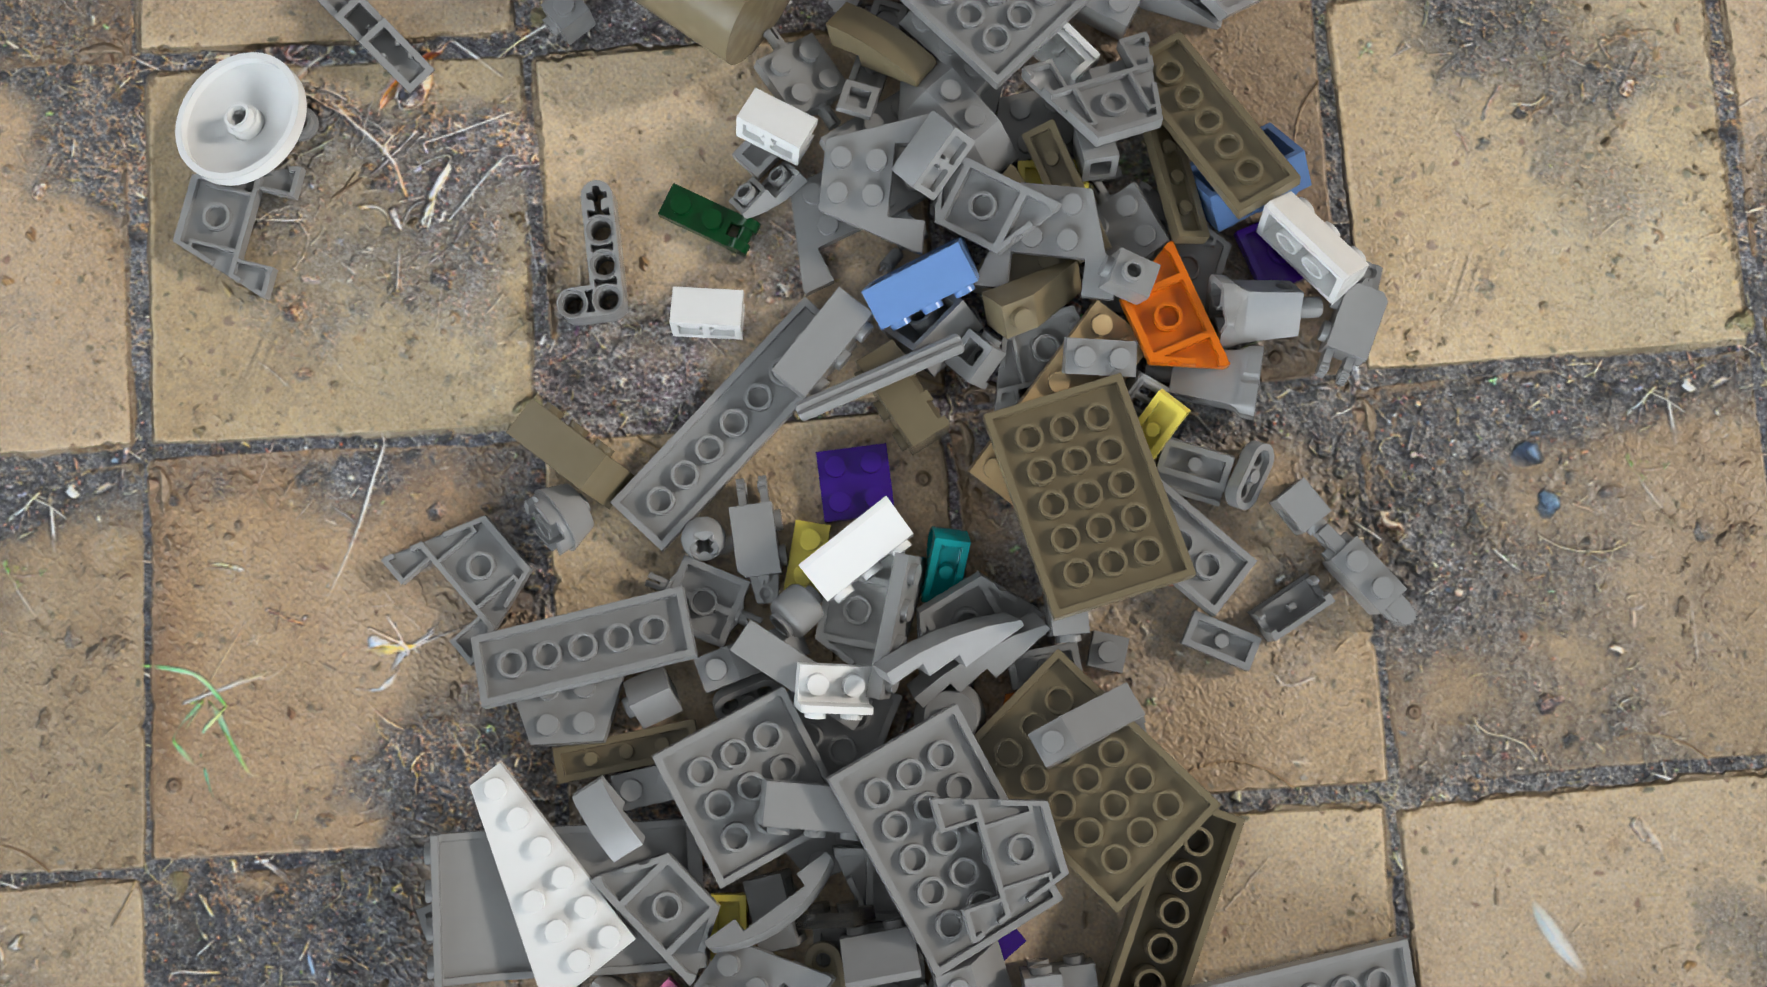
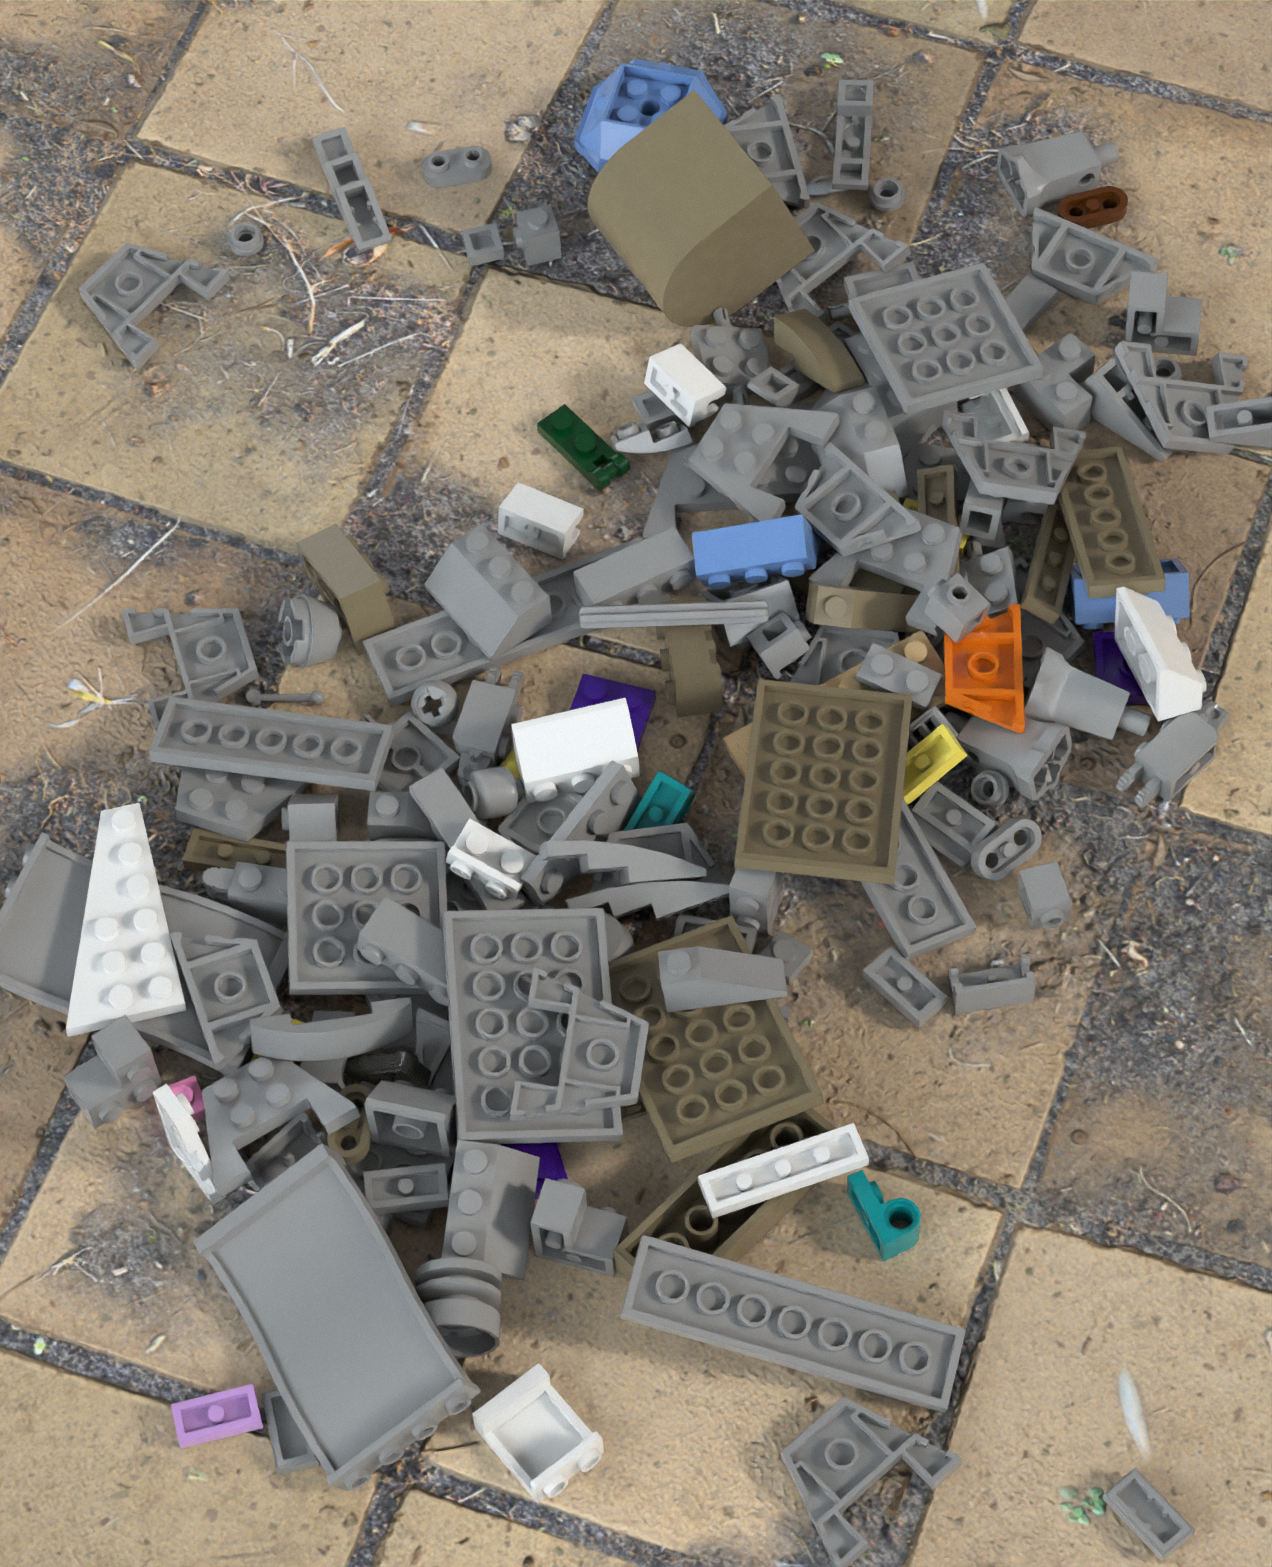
camera: 25 degrees right, 25 degrees down
(241, 119) = (195, 212): white dish -> none
(520, 42) = (483, 244): none -> light grey plate
(539, 590) = (254, 697): none -> light grey hinge
(597, 254) = (470, 431): light grey beam -> none
(606, 820) = (214, 889): light grey slope -> none
(701, 416) = (488, 593): none -> light grey slope
(933, 155) = (818, 446): light grey hinge -> none
(1207, 428) = (981, 789): none -> light grey plate
(1215, 882) = (783, 1170): none -> white plate
(1294, 865) = (879, 1215): none -> teal plate
(1365, 576) = (1080, 980): light grey hinge -> none

